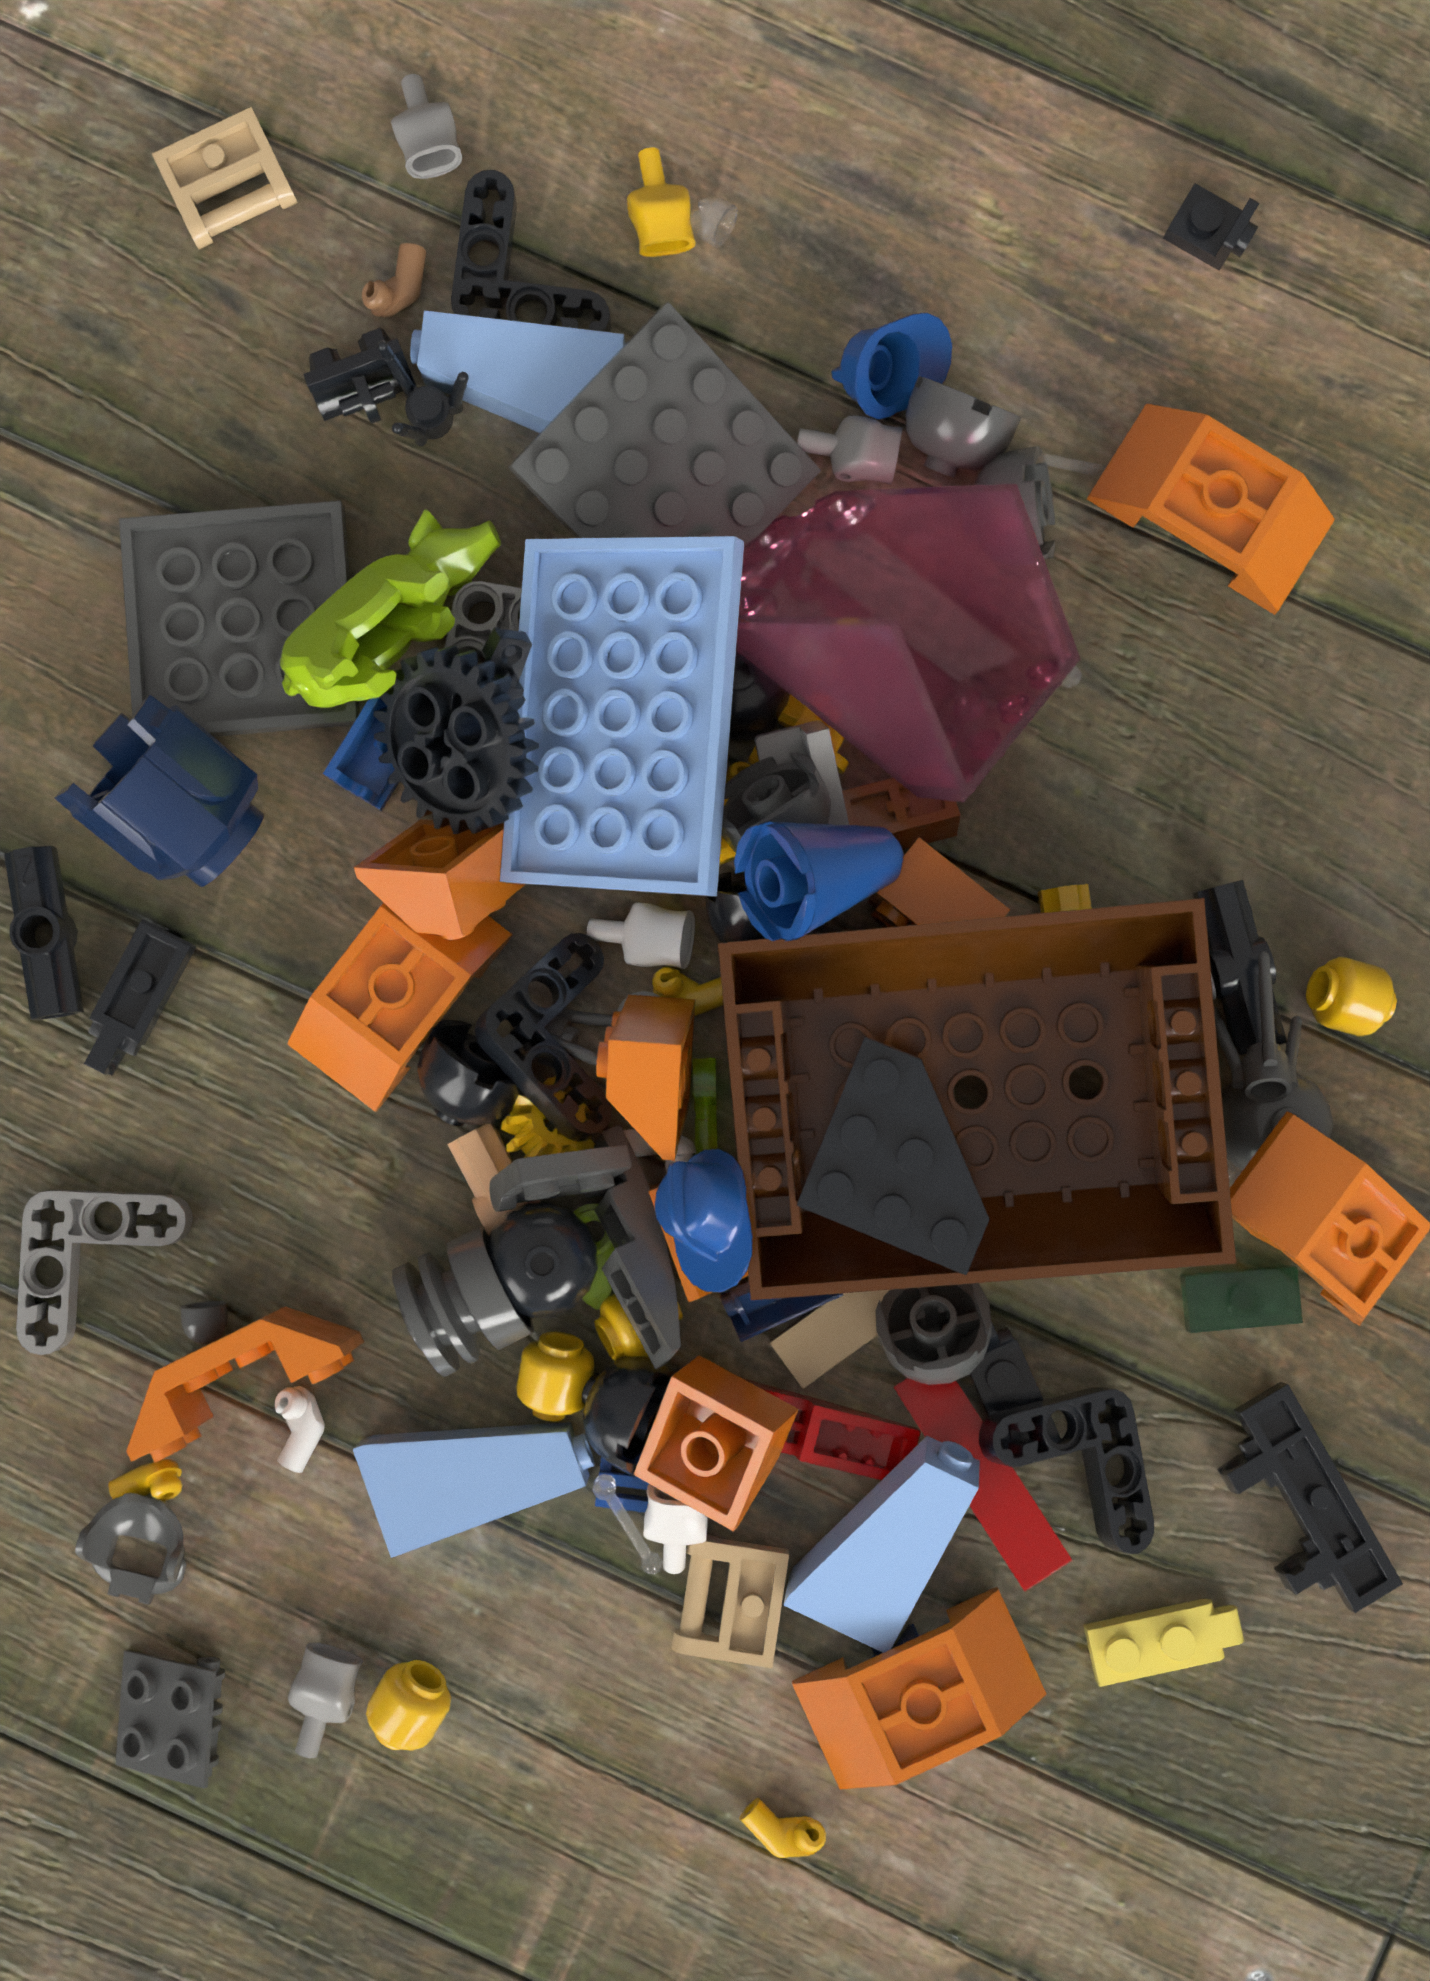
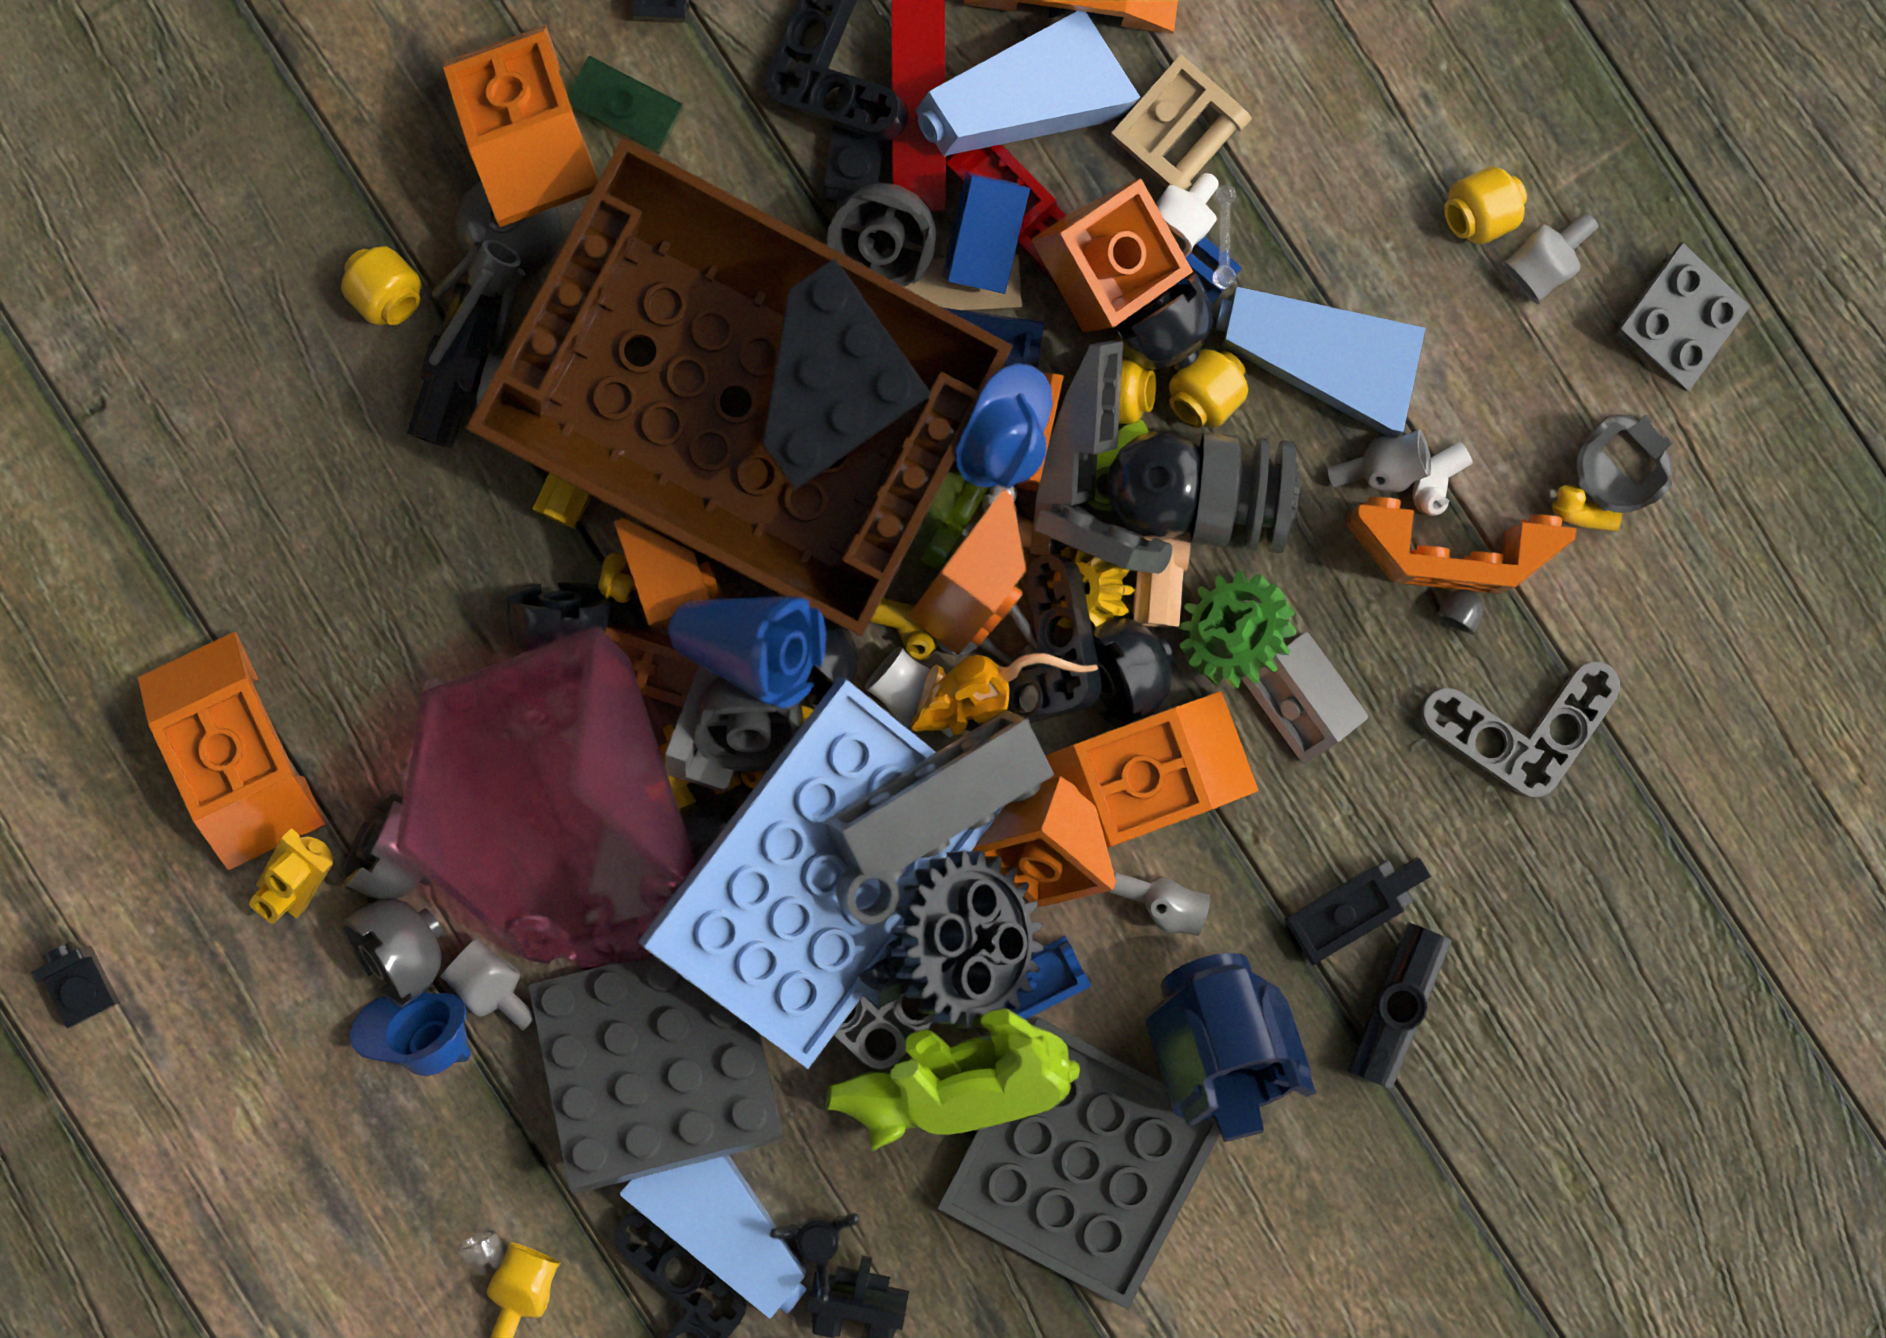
camera: 155 degrees left, 0 degrees up
(295, 1152) = (1307, 699): none -> light grey panel
(303, 893) = (1167, 902): none -> light grey piece
(352, 1410) = (1388, 463): none -> light grey piece
(372, 1187) = (1237, 629): none -> bright green gear
(559, 833) = (931, 805): none -> dark grey hinge
(592, 967) = (973, 690): none -> light orange animal
(844, 1389) = (985, 232): none -> blue hinge
(975, 863) = (616, 578): none -> yellow arm
(1006, 798) = (550, 616): none -> black cylinder
(1087, 431) = (291, 877): none -> yellow hips

